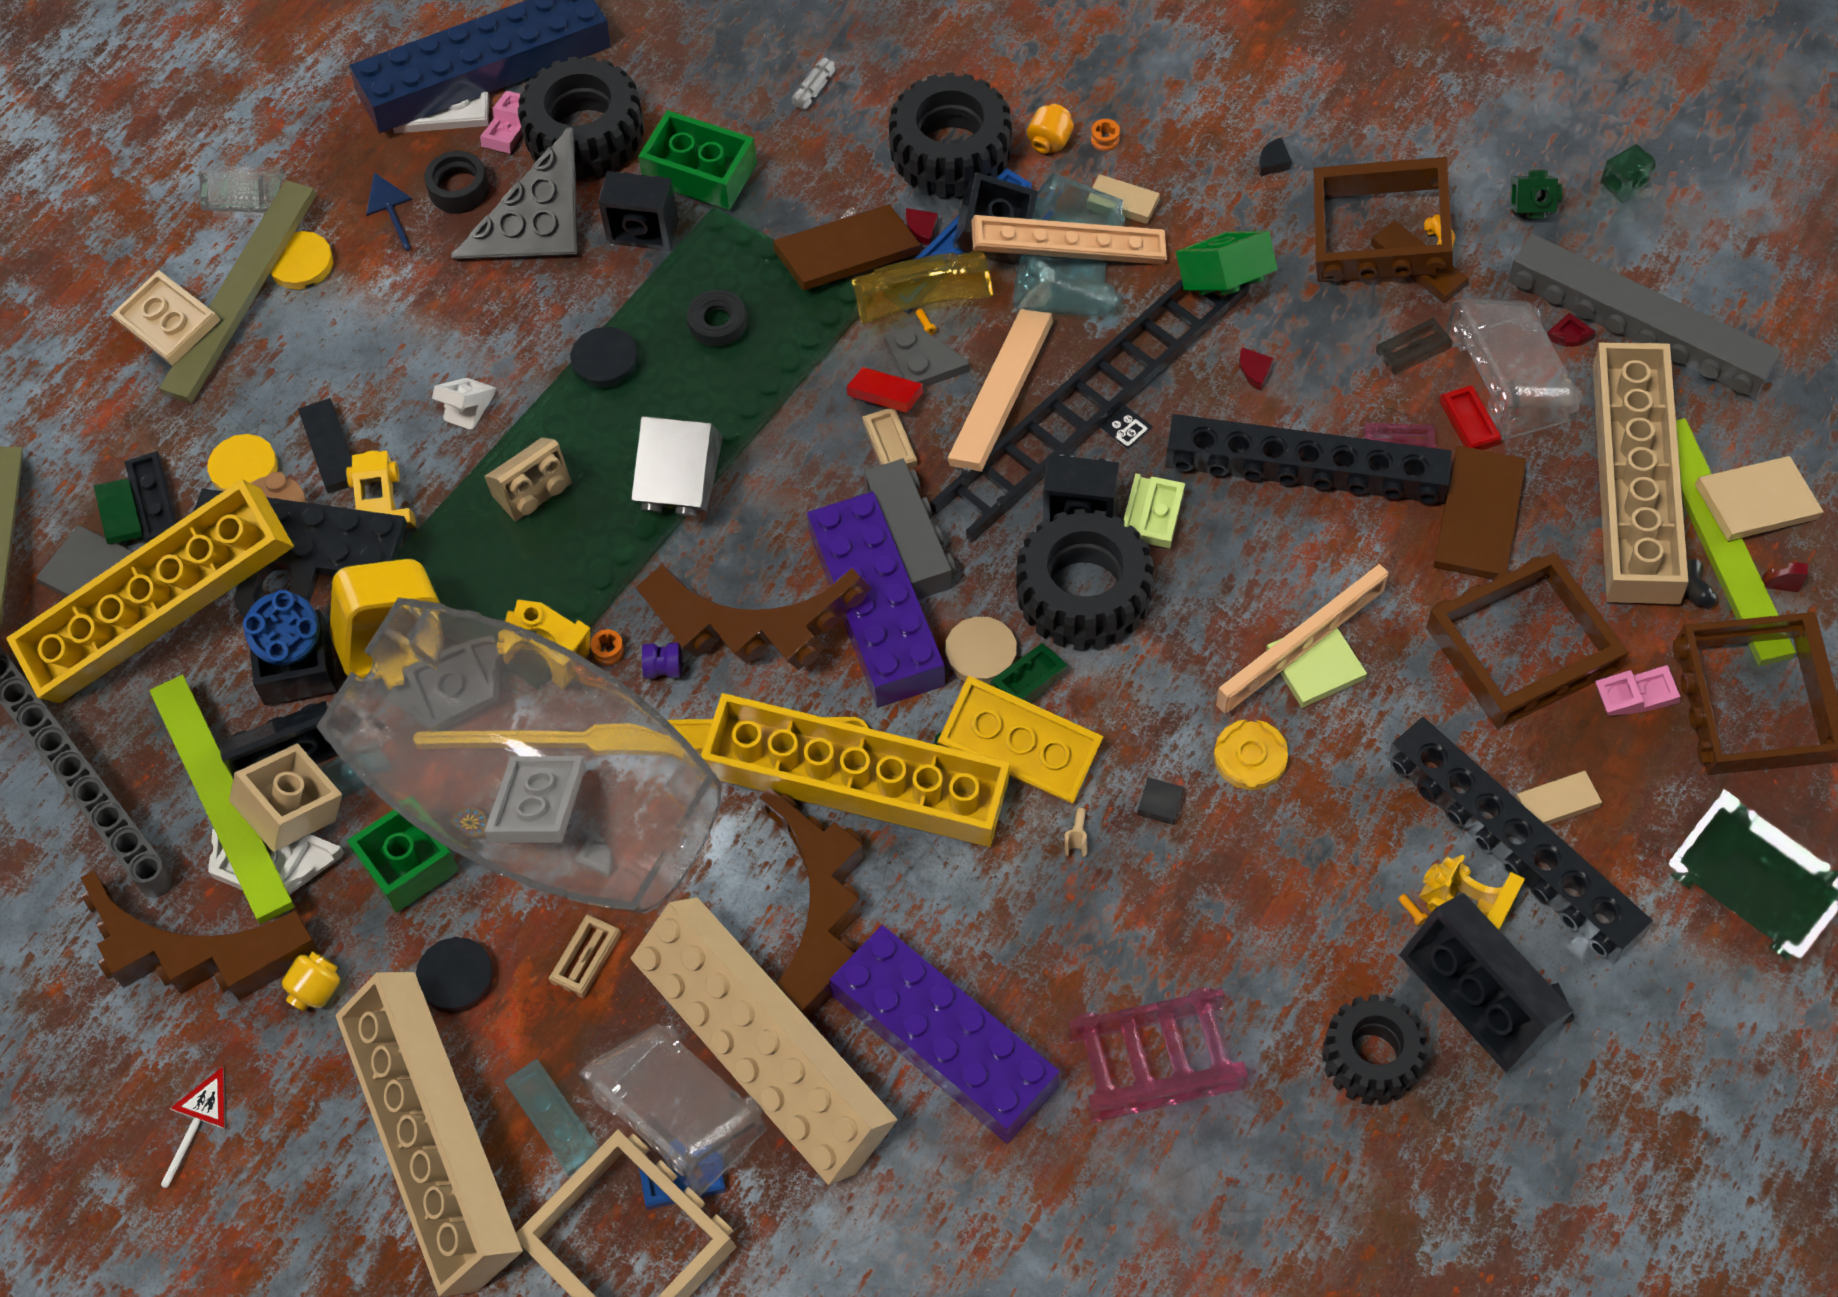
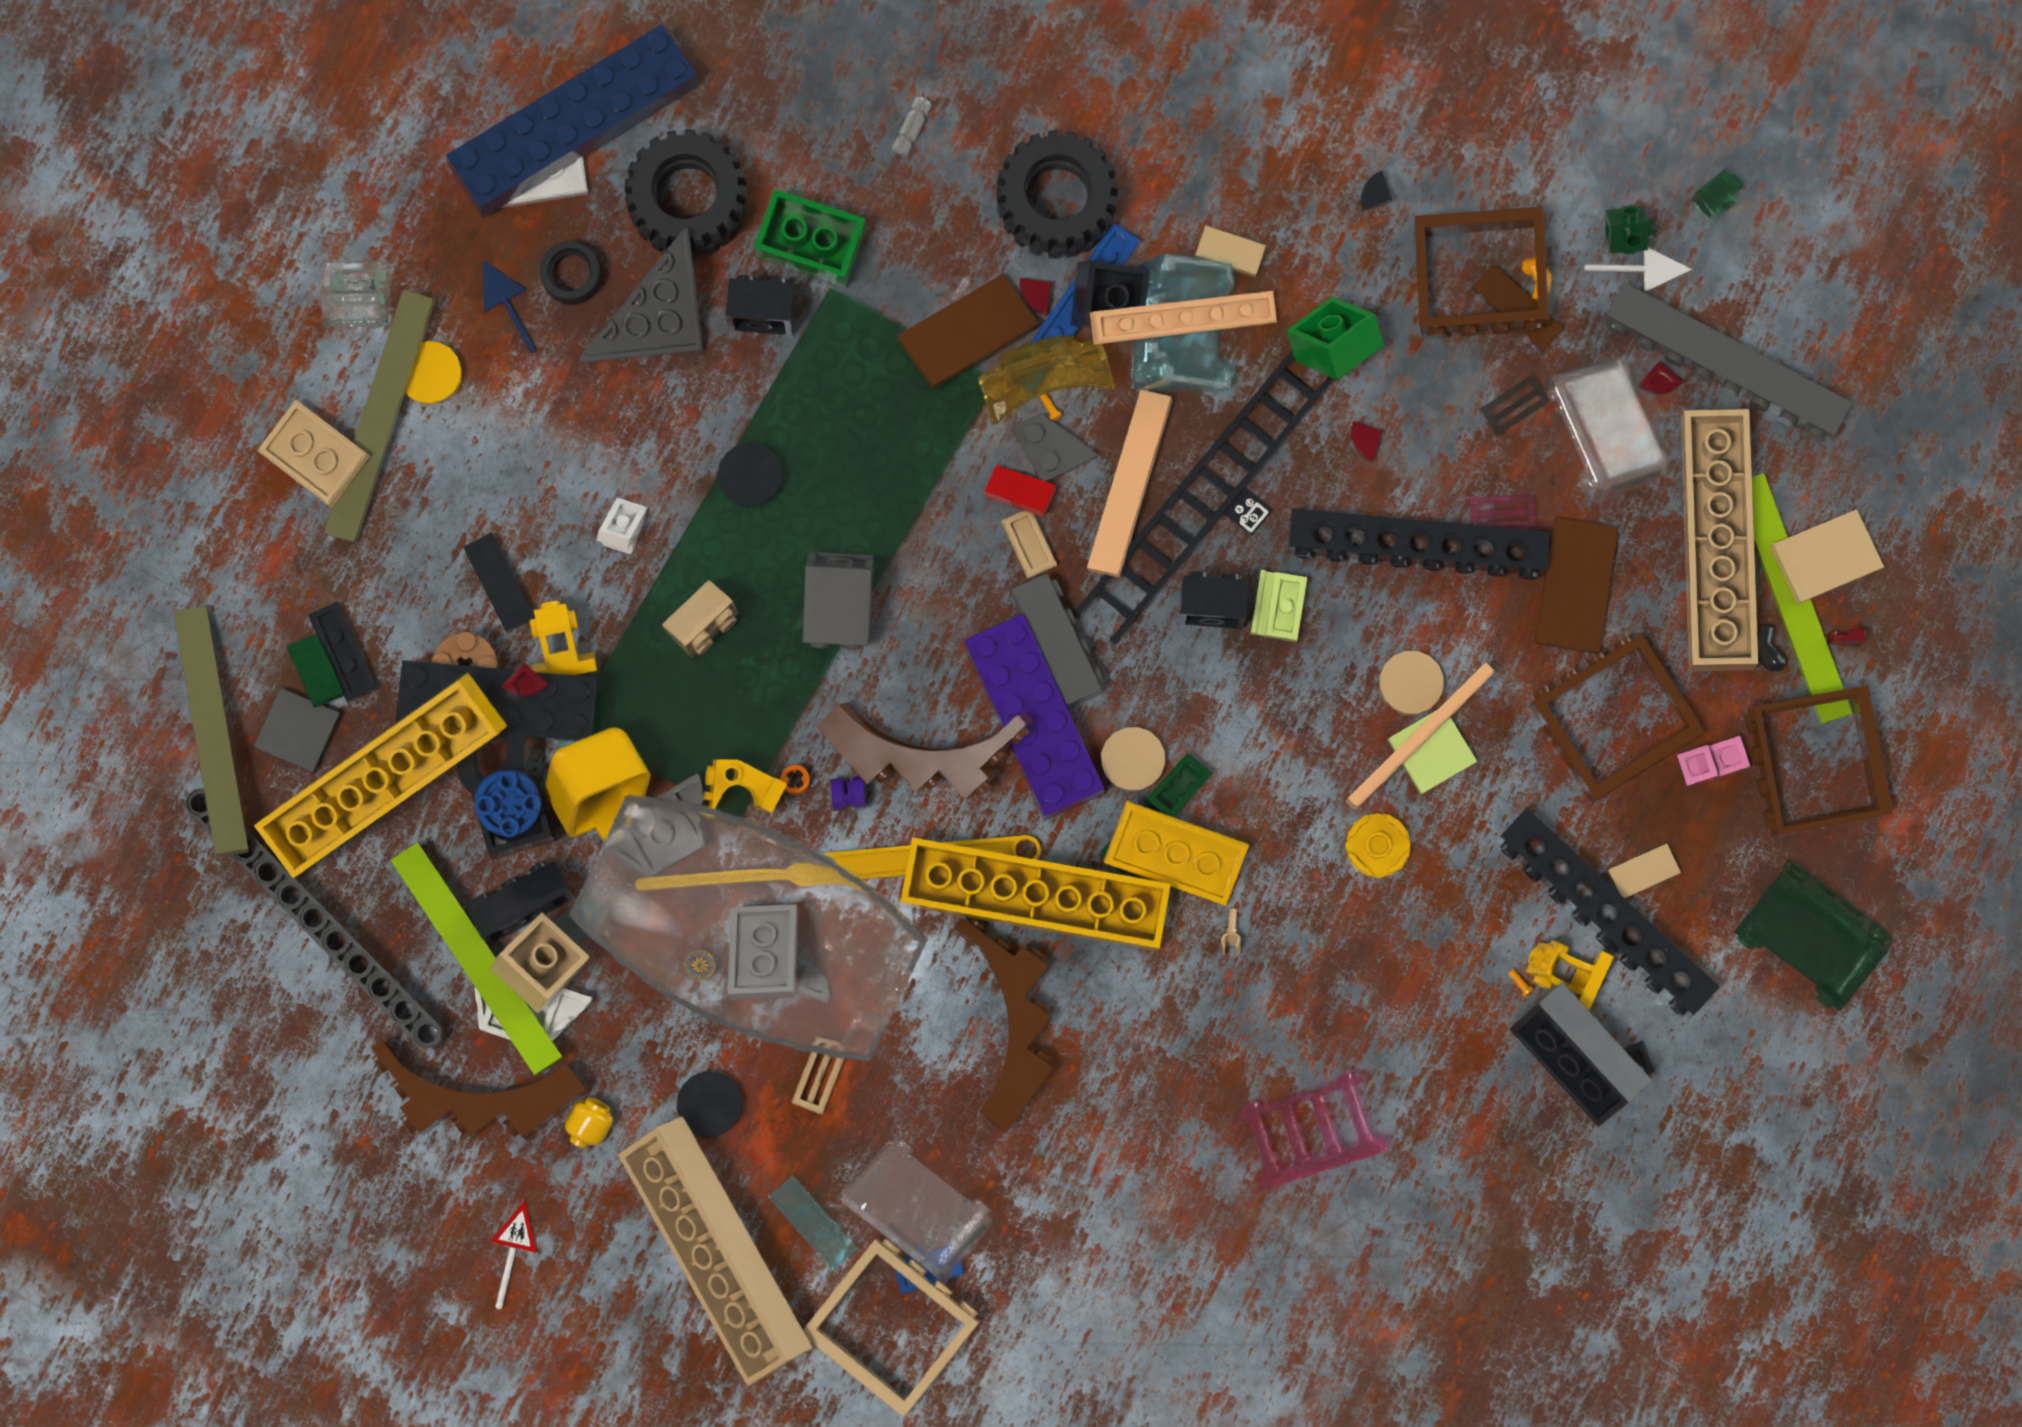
camera: 10 degrees left, 20 degrees up
(241, 458) = (421, 610): yellow tile -> none
(324, 511) = (525, 682): none -> dark red tile
(401, 859) = (644, 1010): green brick -> none
(505, 128) = (608, 193): bright pink slope -> none
(712, 301) = (848, 406): black tyre -> none
(763, 1040) = (982, 1149): tan brick -> none
(945, 1034) = (1132, 1128): dark purple brick -> none
(1050, 128) = (1153, 175): light orange head -> none
(1091, 540) = (1228, 645): black tyre -> none
(1105, 143) = (1200, 179): orange bush -> none
(1160, 801) = (1301, 897): black tile -> none
(1293, 593) = (1411, 683): none -> tan tile
(1383, 1021) = (1513, 1099): black tyre -> none
(1470, 418) = (1567, 484): red tile -> none
(1561, 233) = (1656, 269): none -> white piece

